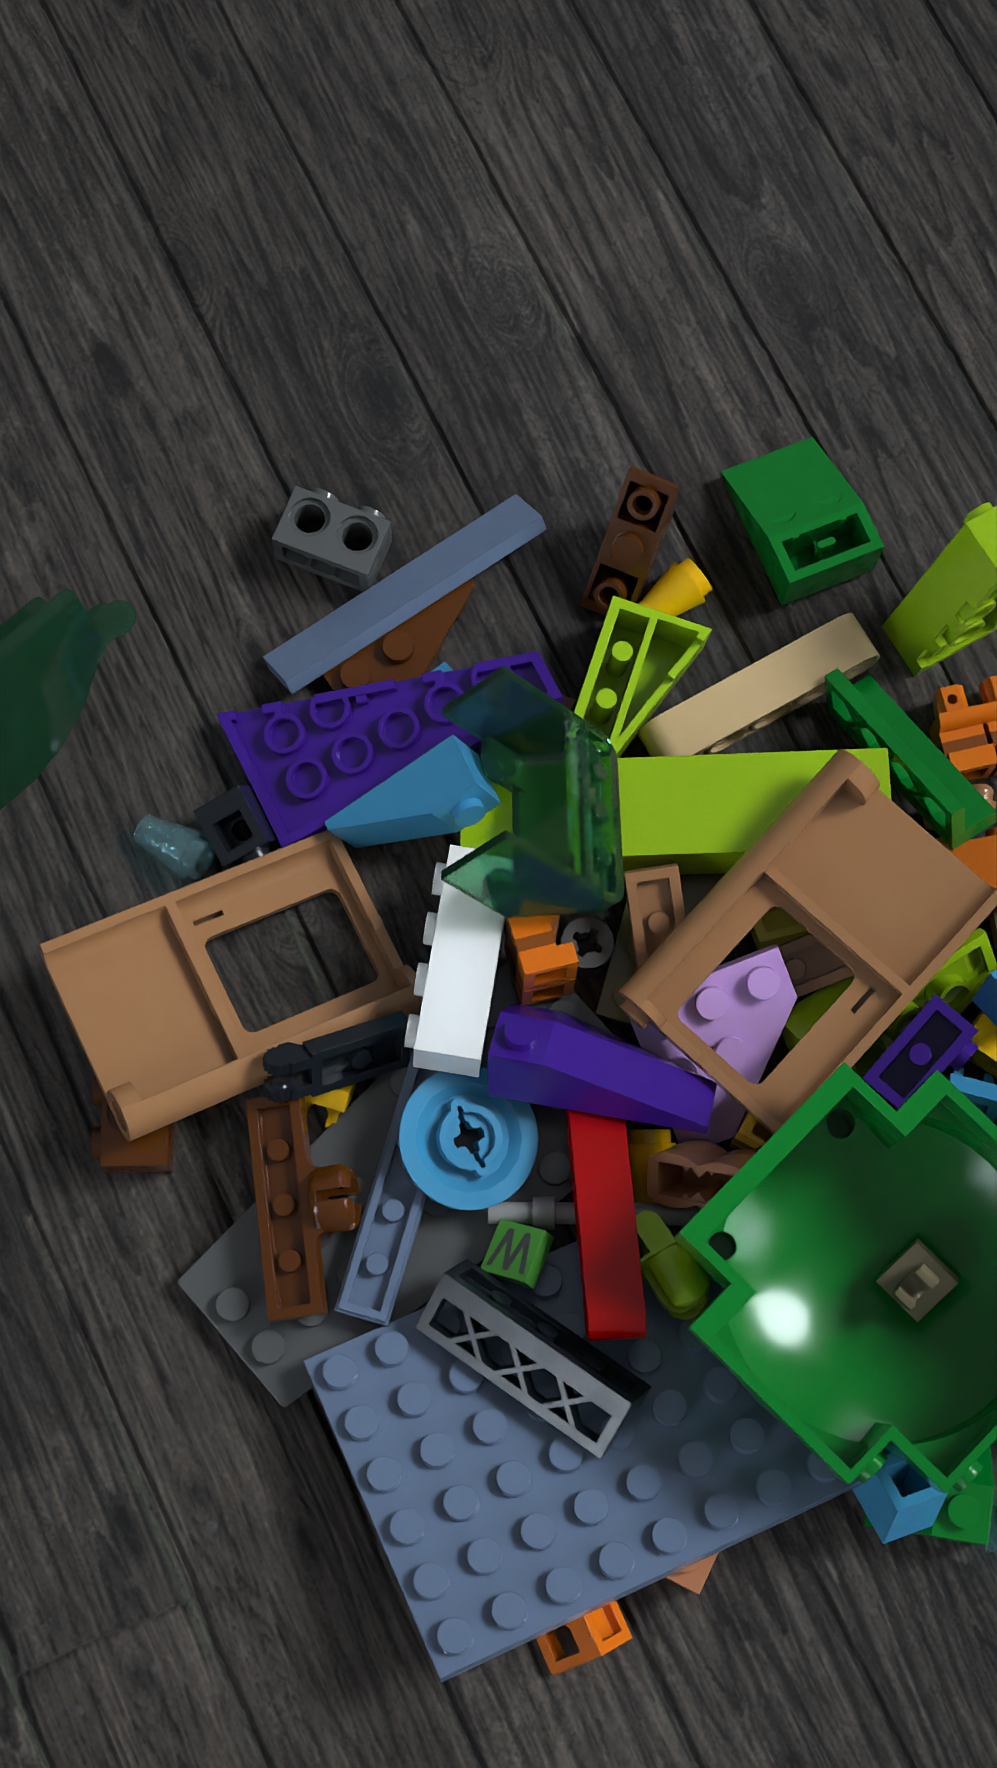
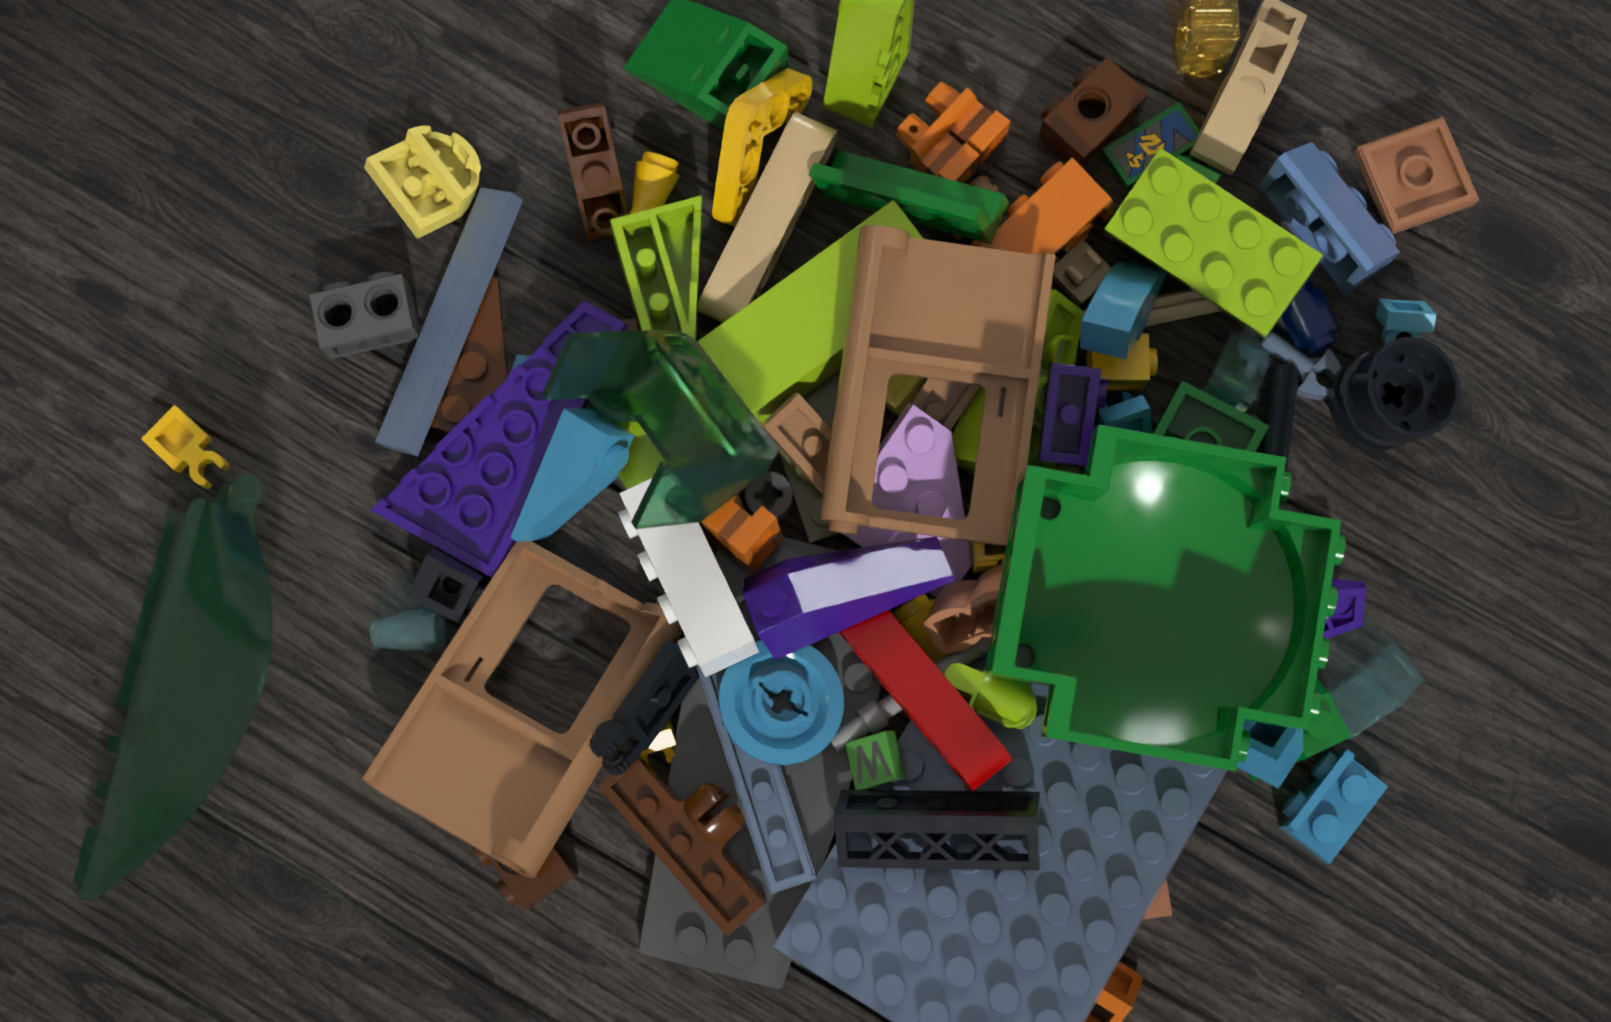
camera: 25 degrees left, 5 degrees up
(89, 544) = (182, 444): none -> yellow plate
(473, 453) = (427, 178): none -> light yellow slope
(797, 591) = (746, 124): none -> yellow beam
(917, 1279) = (1179, 582): dark tan tile -> none
(926, 1602) = (1332, 804): none -> dark azure bracket

